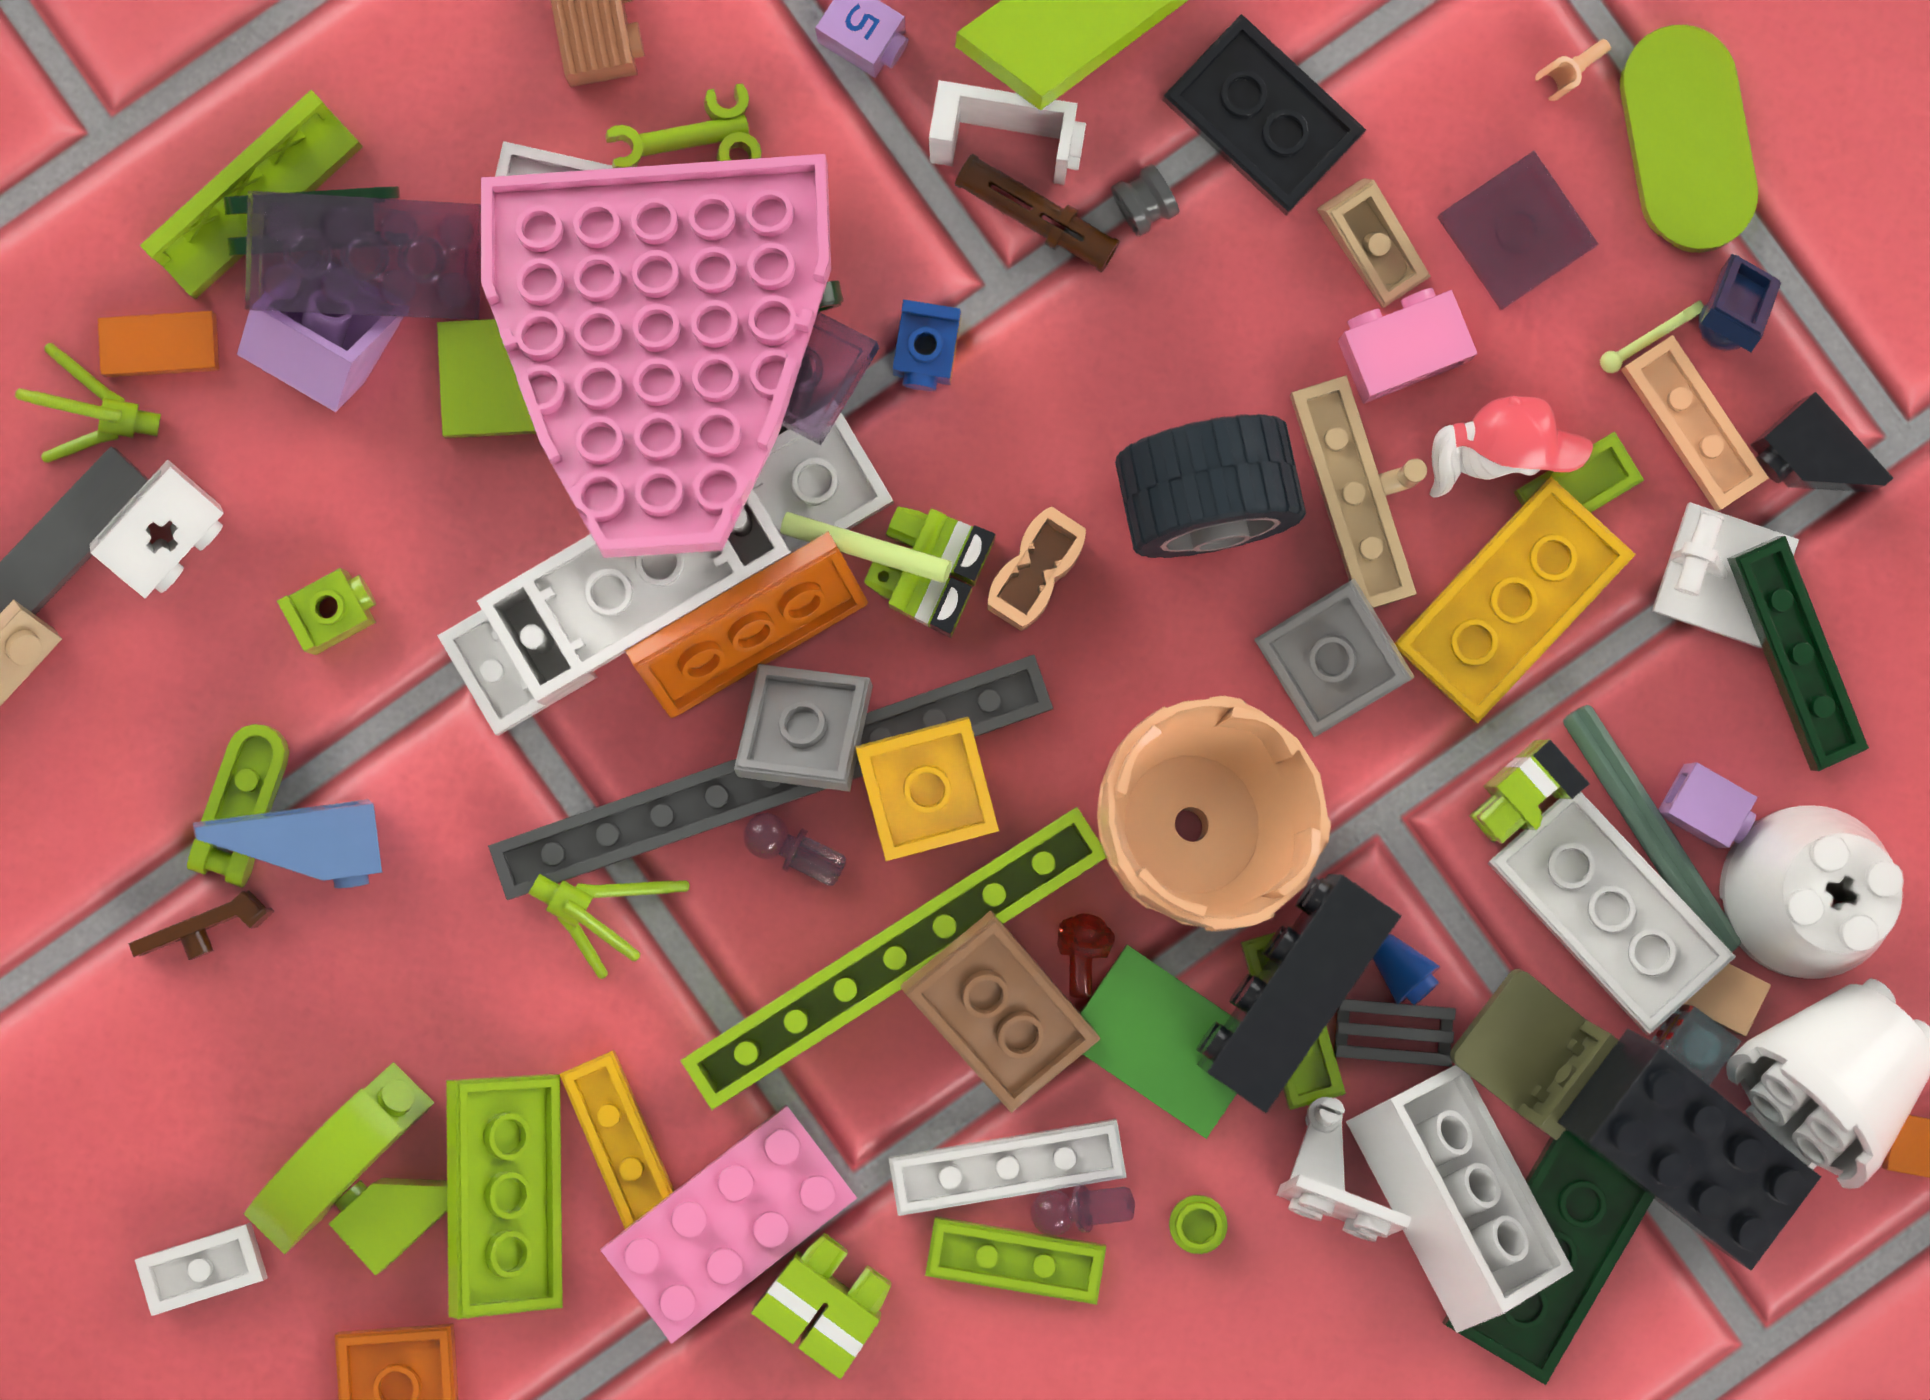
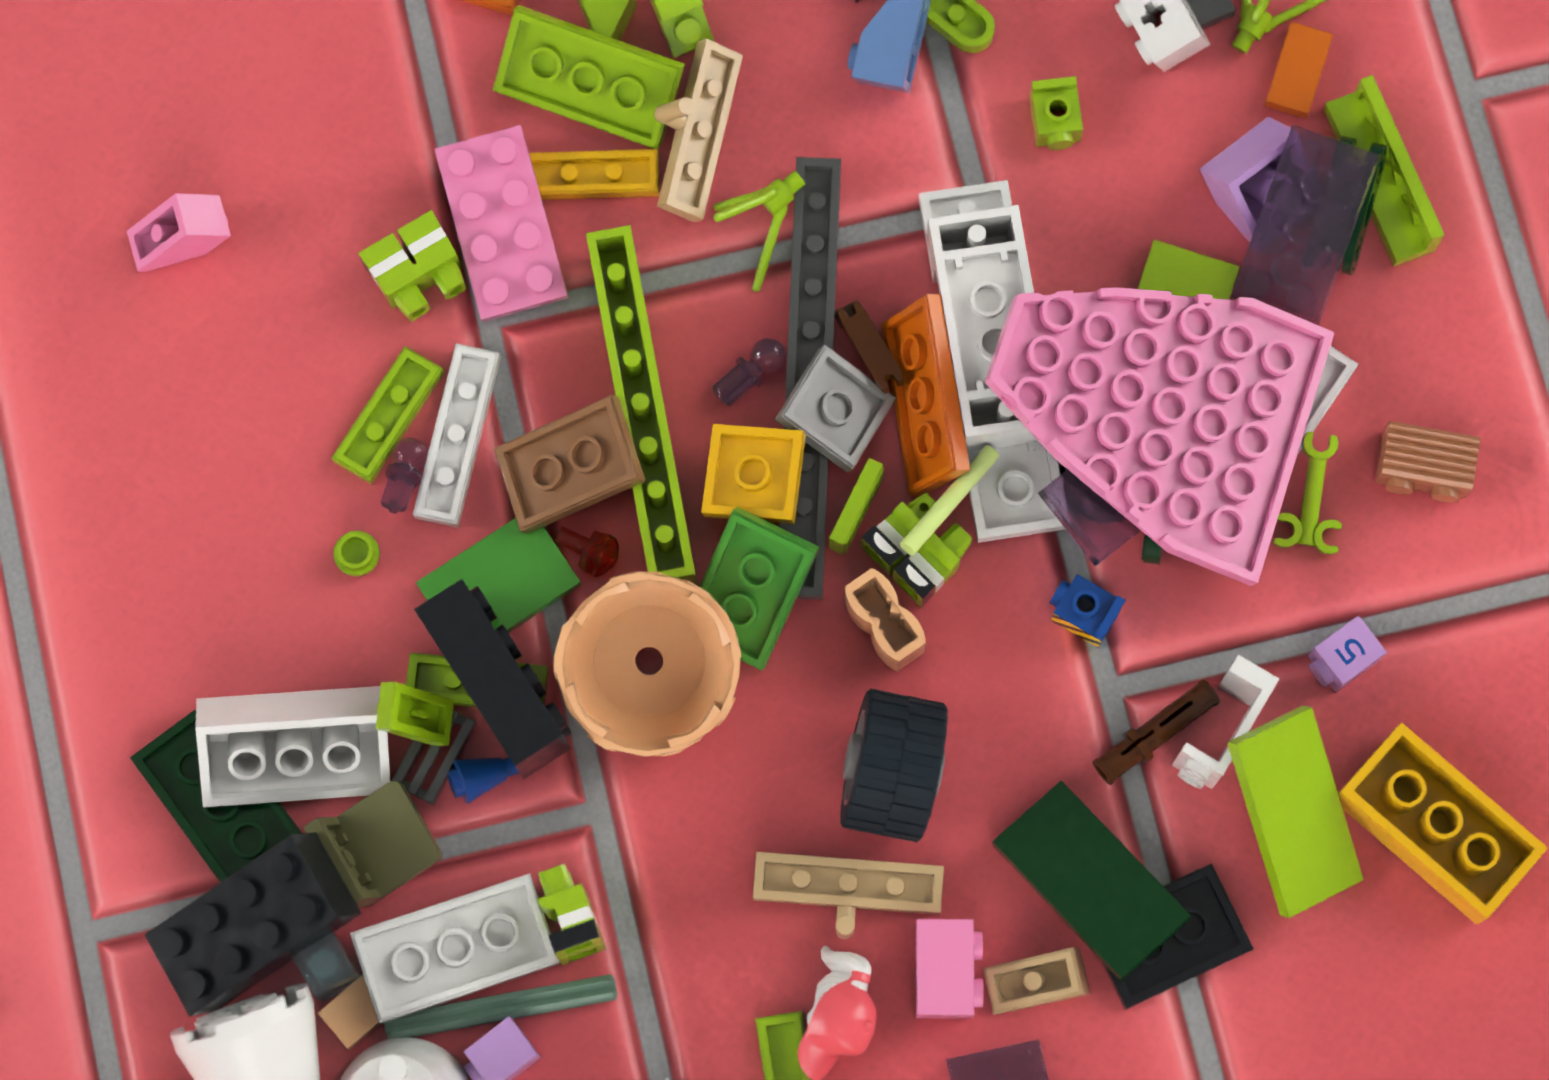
camera: 115 degrees right, 10 degrees down
(516, 1033) = (699, 128): none -> tan plate
(707, 721) = (869, 345): none -> reddish brown piece
(909, 657) = (856, 506): none -> lime tile
(1053, 735) = (757, 580): none -> bright green tile
(1145, 200) = (1134, 815): dark grey wheel -> none
(1239, 220) = (1091, 880): none -> dark green tile
(1319, 1180) = (353, 647): white plate -> none
(1334, 658) = (729, 817): light grey tile -> none
(1374, 1066) = (414, 714): none -> lime plate
(1513, 599) = (719, 973): yellow tile -> none

